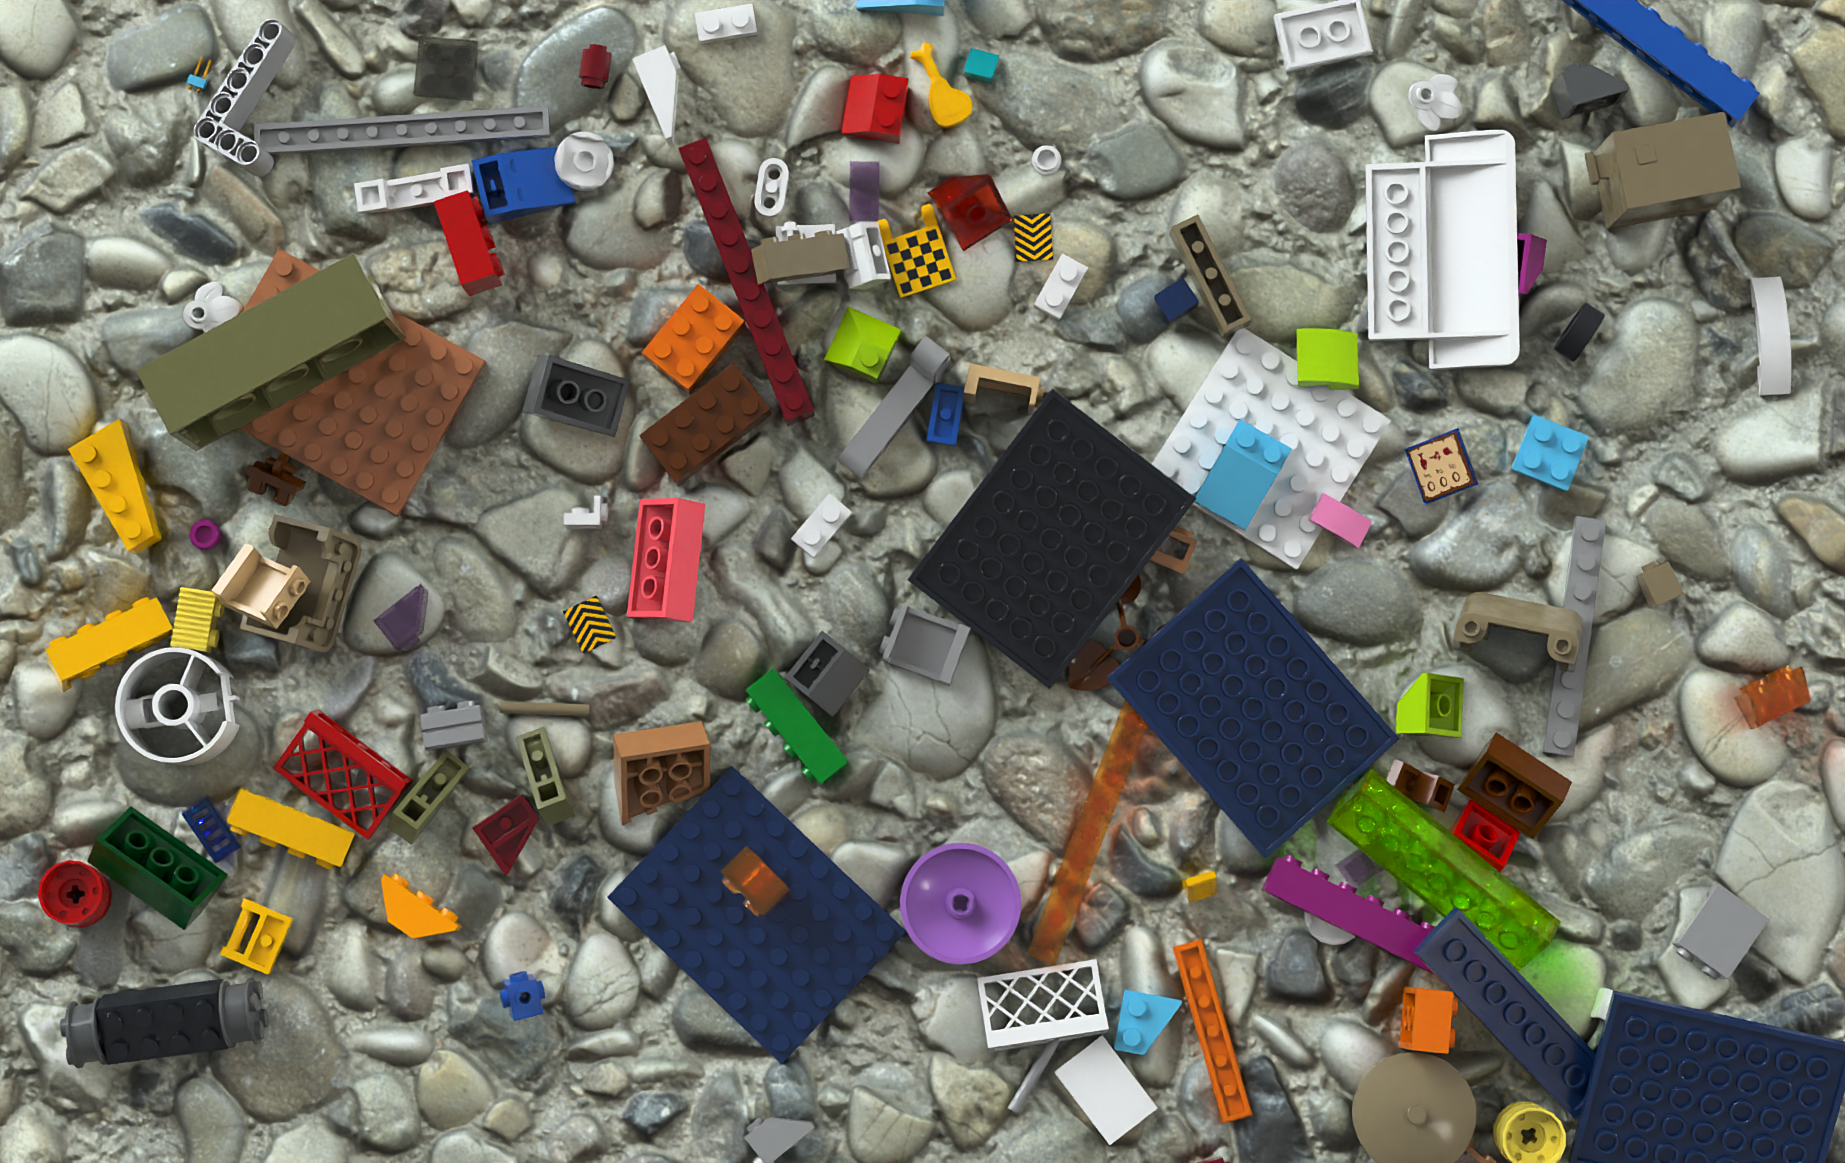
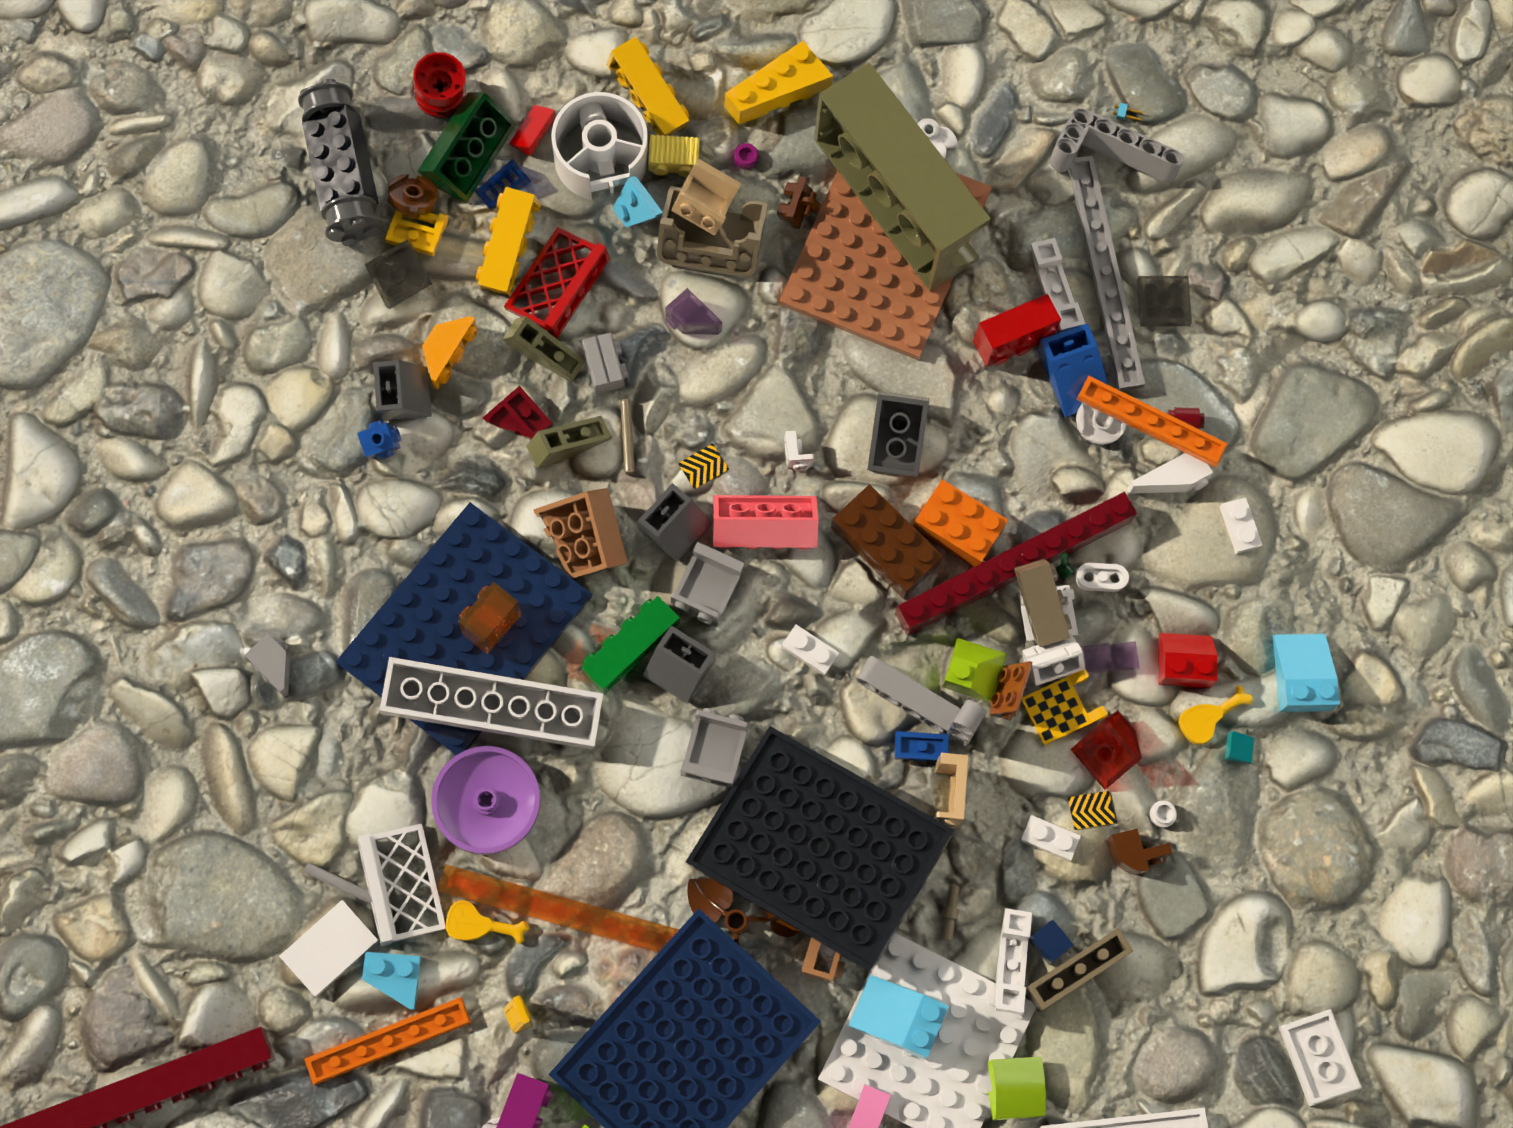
camera: 75 degrees right, 10 degrees down
(141, 787) = (533, 129): none -> red slope
(230, 941) = (412, 206): none -> reddish brown plate
(261, 671) = (635, 204): none -> medium azure wing
(315, 961) = (398, 274): none -> clear smoke plate
(463, 966) = (401, 390): none -> dark grey slope
(597, 104) = (1152, 421): none -> orange tile
(659, 663) = (674, 522): none -> dark grey slope
(734, 634) = (707, 584): none -> light grey panel
(757, 227) = (1065, 568): none -> dark green hand
(854, 888) = (491, 703): none -> white brick
(893, 307) = (1010, 689): none -> dark orange hinge
(1087, 203) = (1131, 857): none -> reddish brown brick
(1093, 936) = (468, 924): none -> yellow piece
(1133, 406) = (950, 913): none -> dark tan bar
(1193, 346) = (1012, 961): none -> white slope

